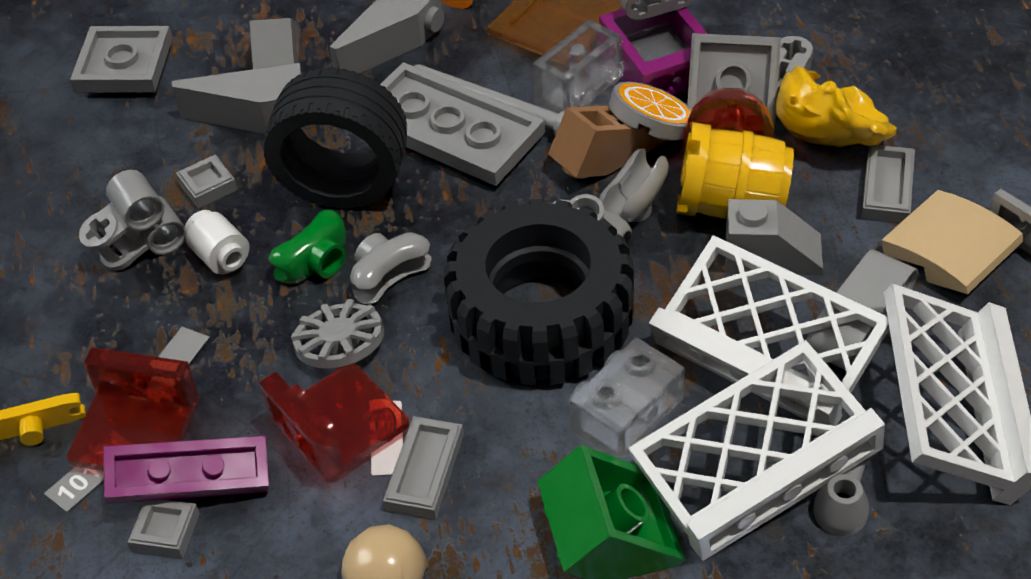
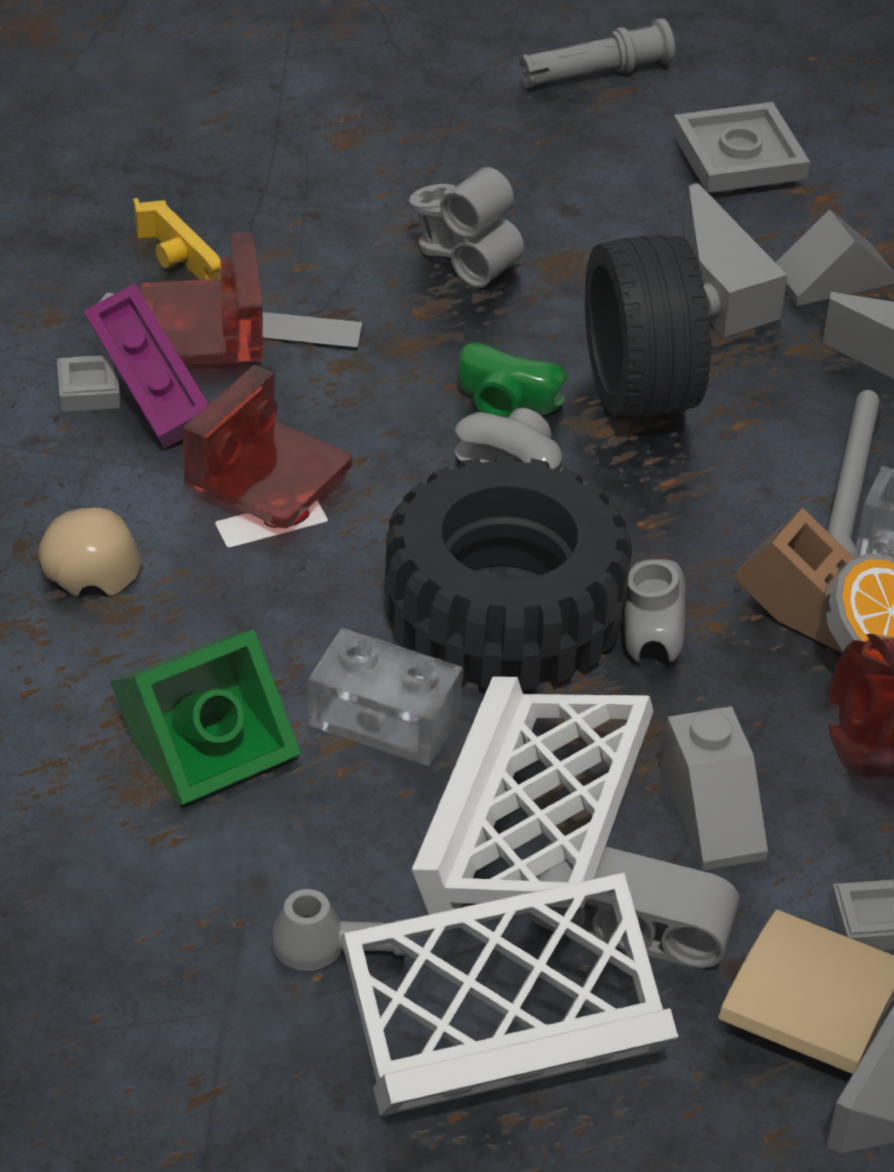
camera: 65 degrees right, 5 degrees down
(206, 181) = (569, 273): light grey tile -> none
(216, 241) = (481, 302): white brick -> none
(338, 335) = (390, 437): light grey wheel -> none
(423, 468) = (235, 556): light grey tile -> none
(462, 125) = (778, 442): light grey plate -> none
(635, 187) = (737, 635): light grey piece -> none
(731, 166) = (797, 712): yellow piece -> none
(773, 488) = (302, 843): white fence -> none

